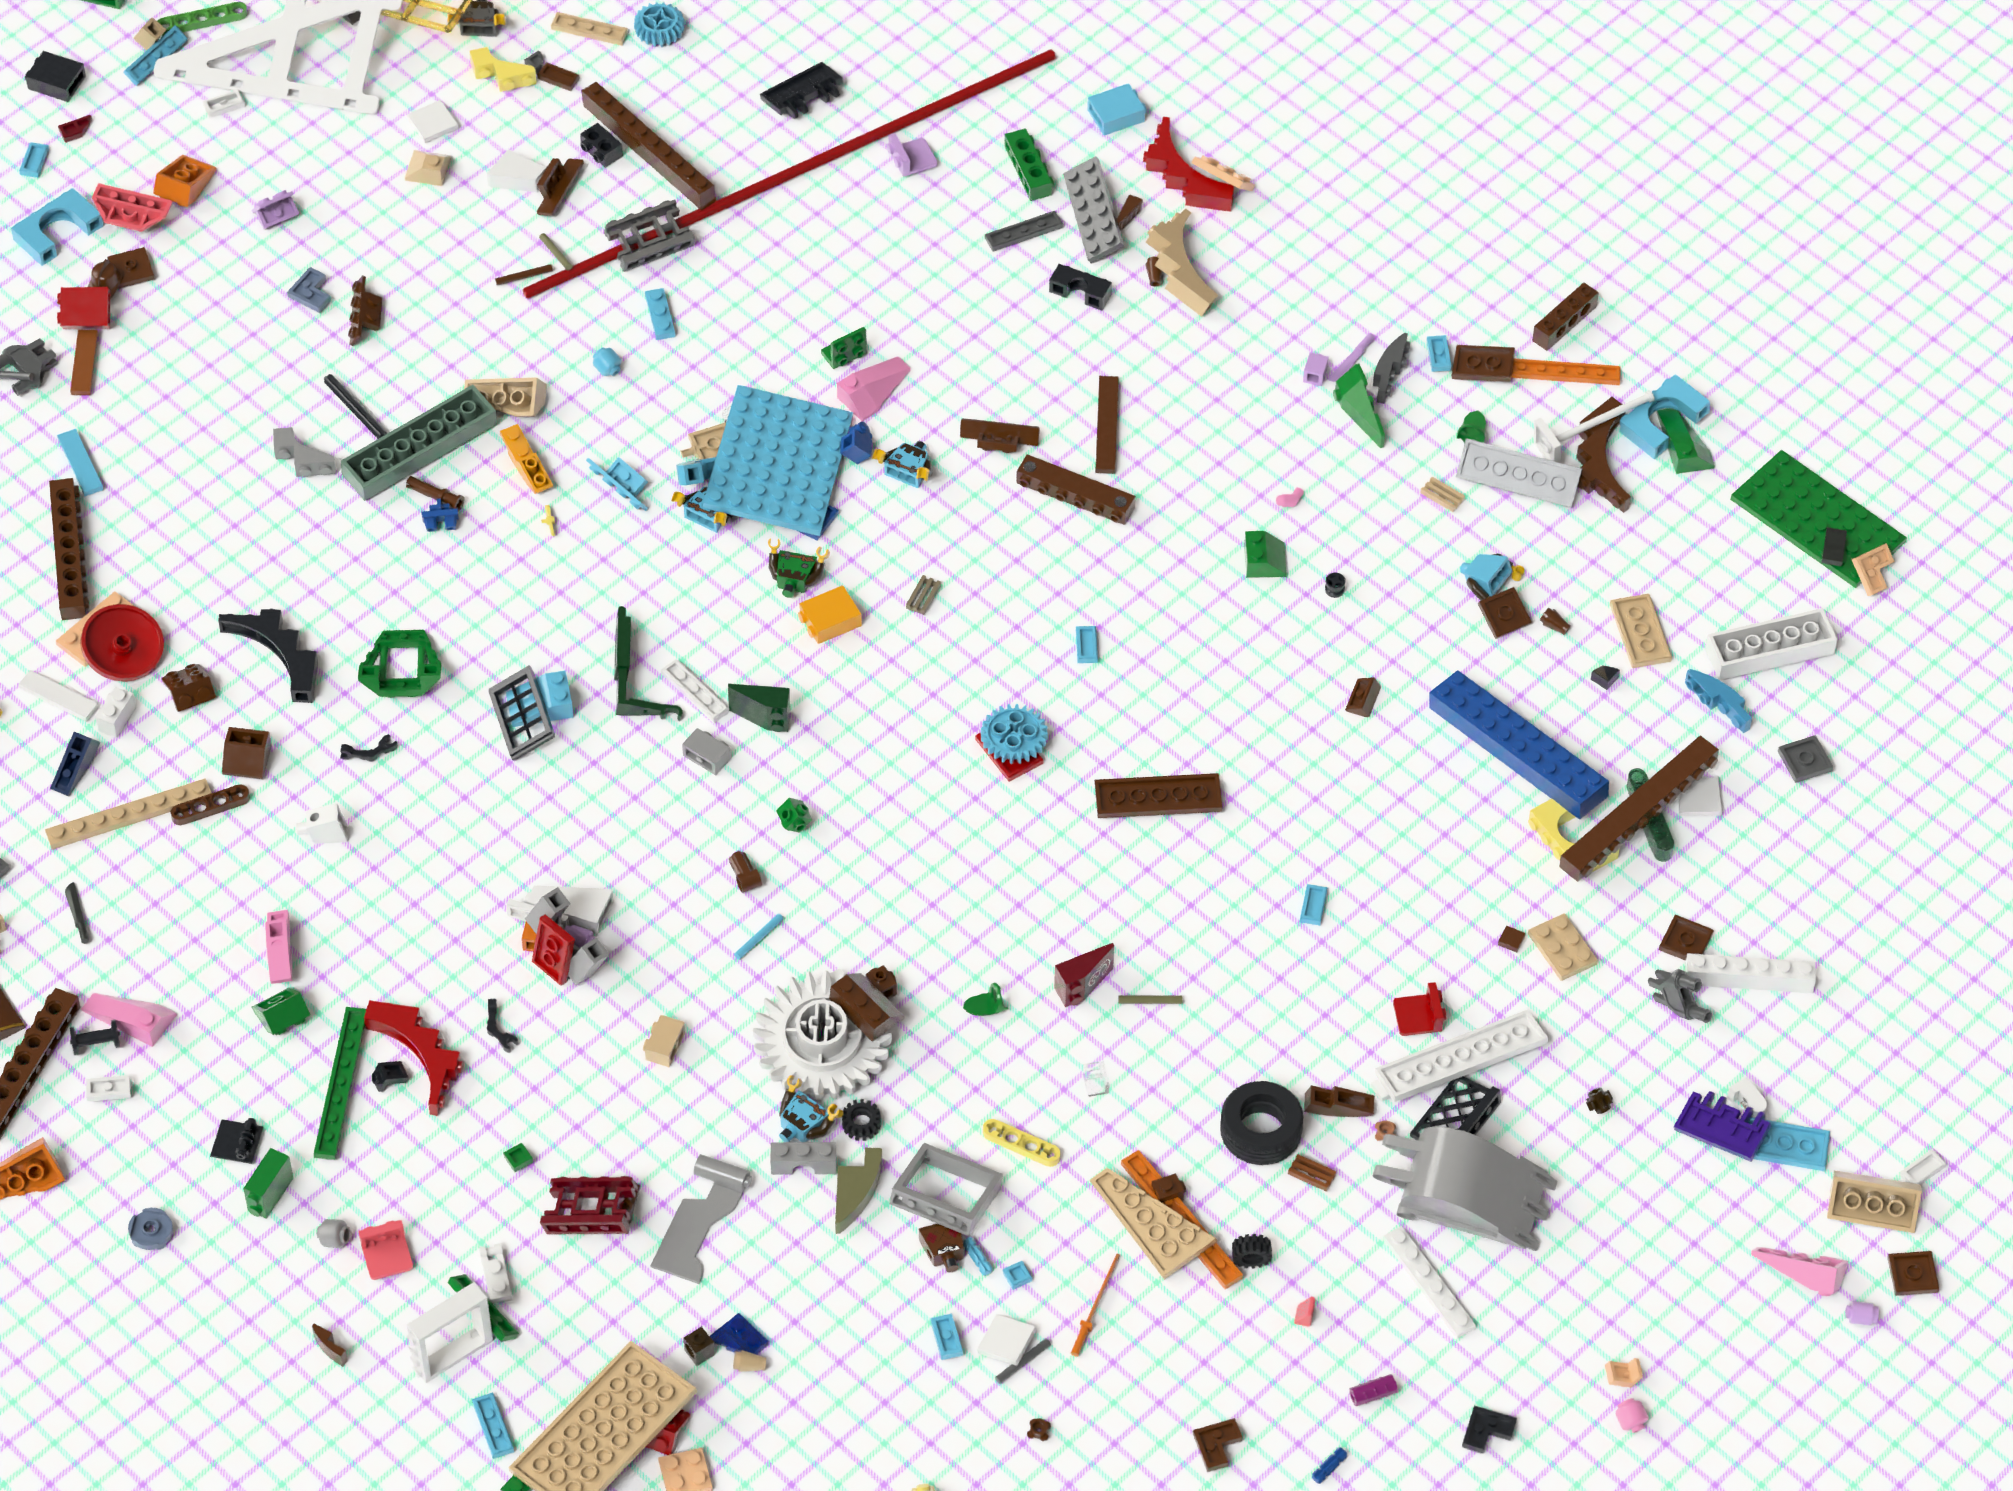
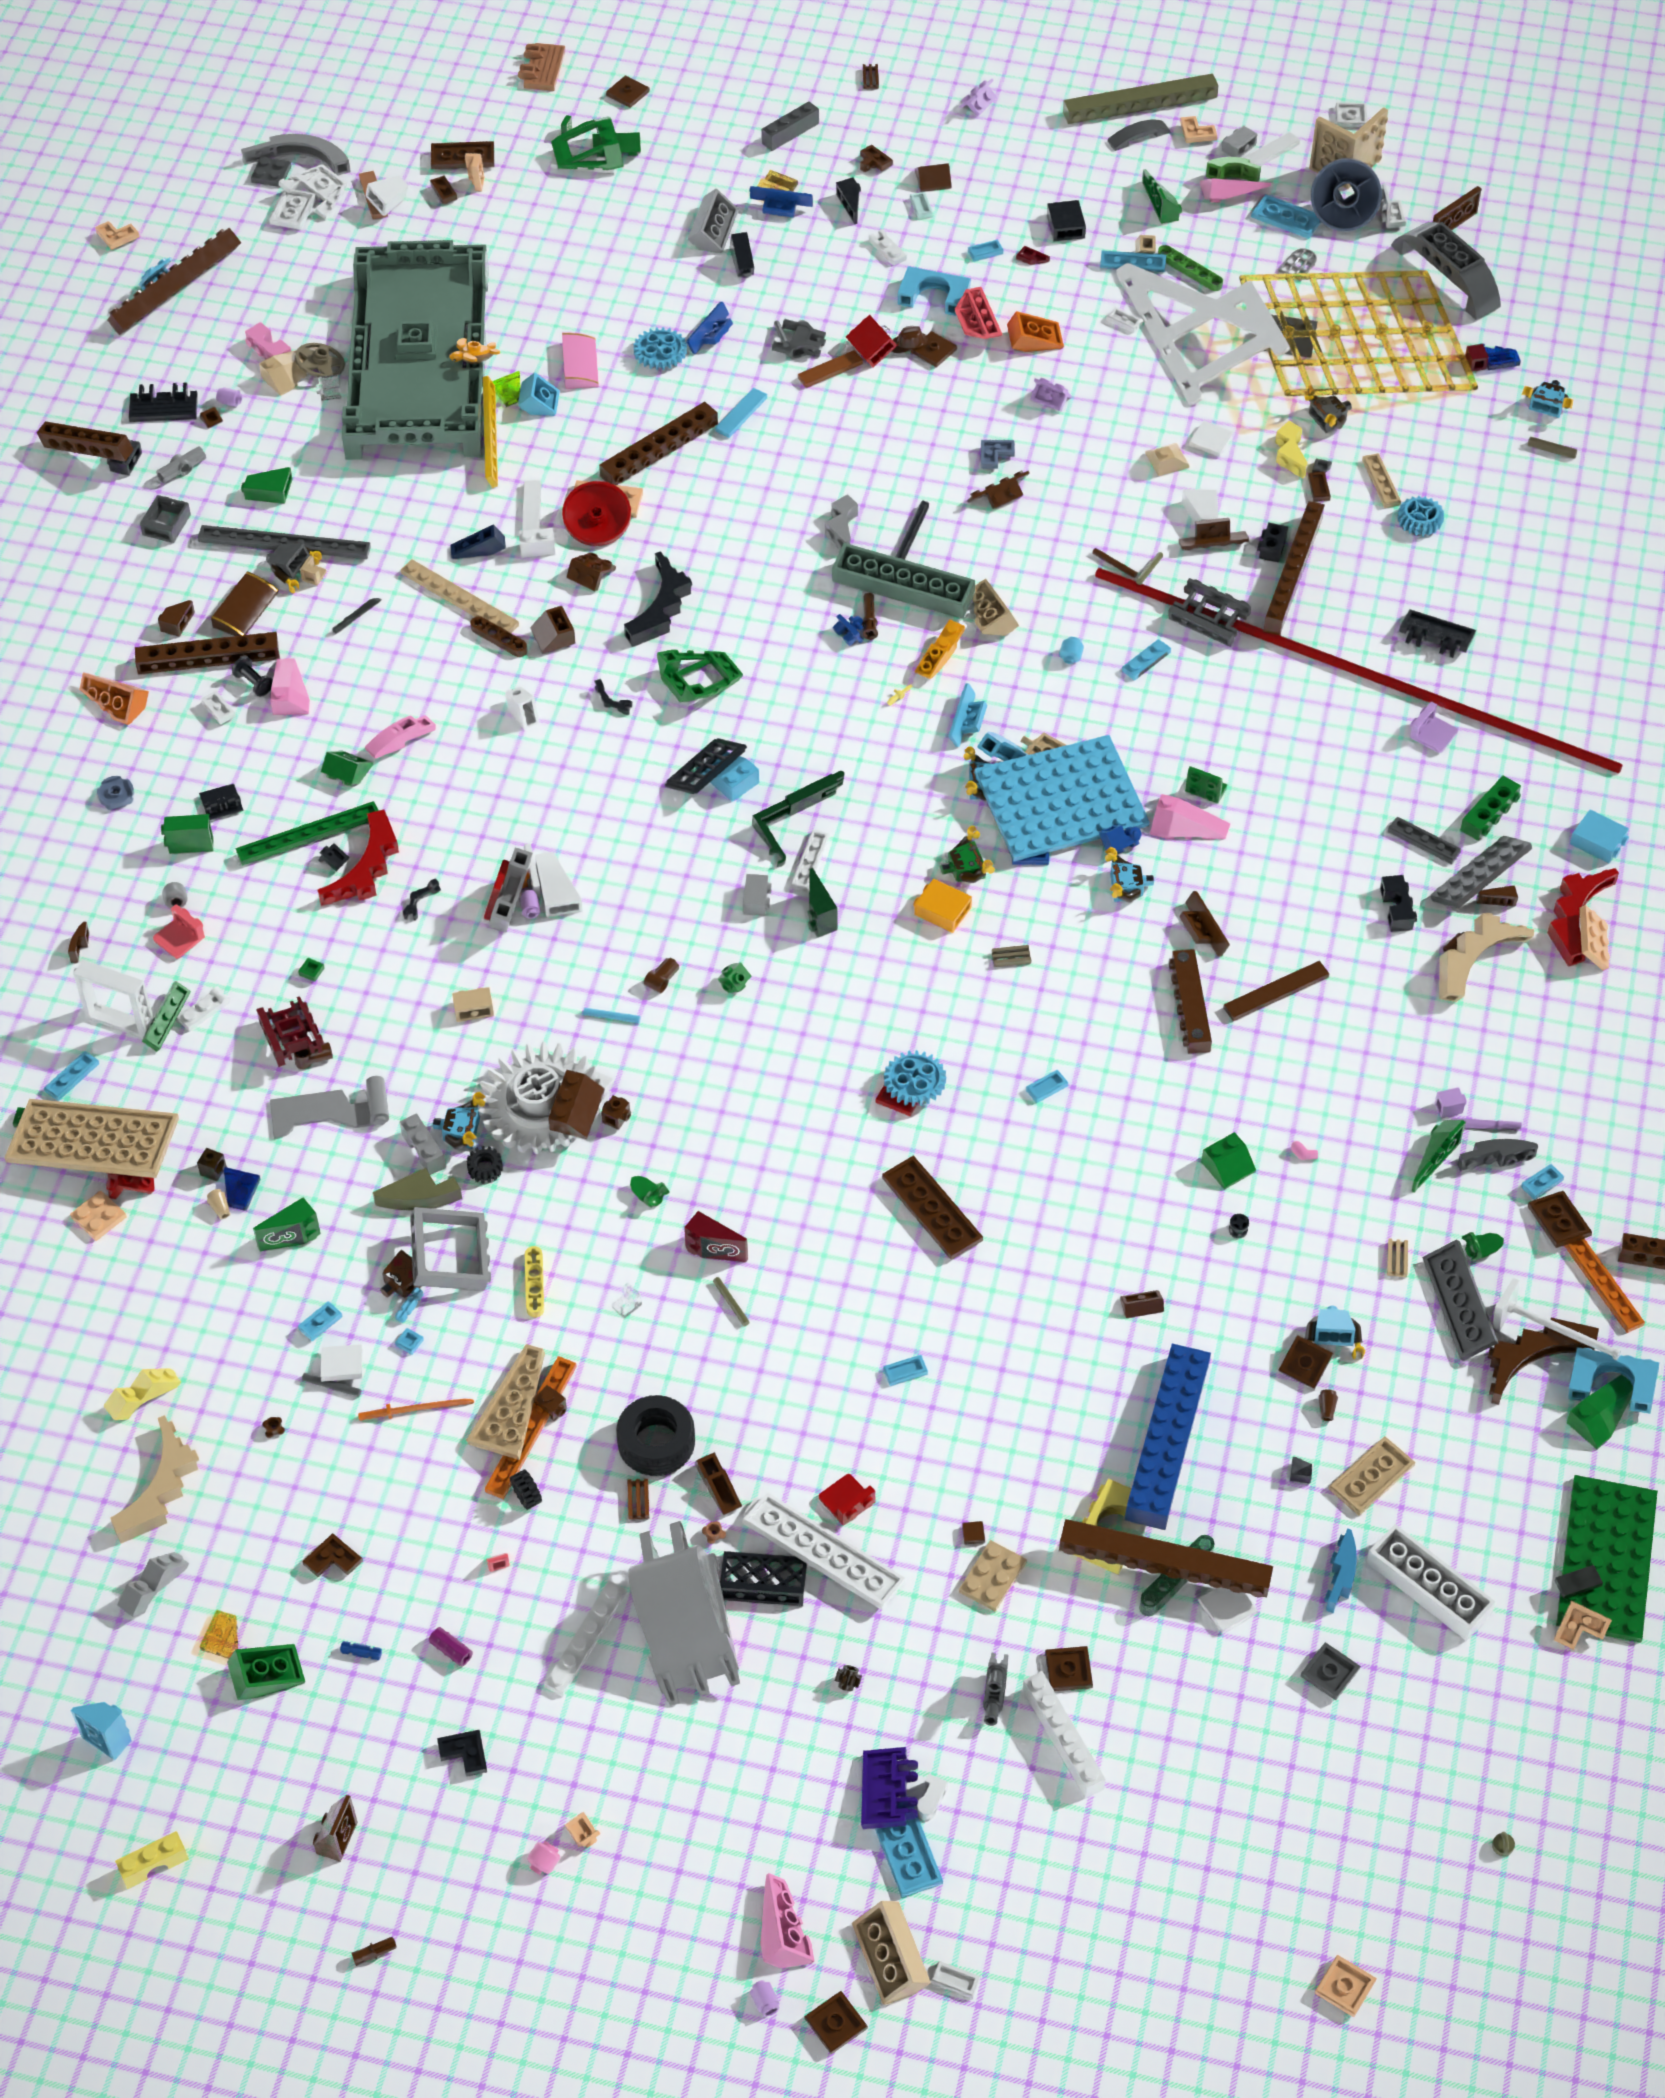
camera: 60 degrees right, 0 degrees up
(828, 1299) = (288, 1227): none -> green slope

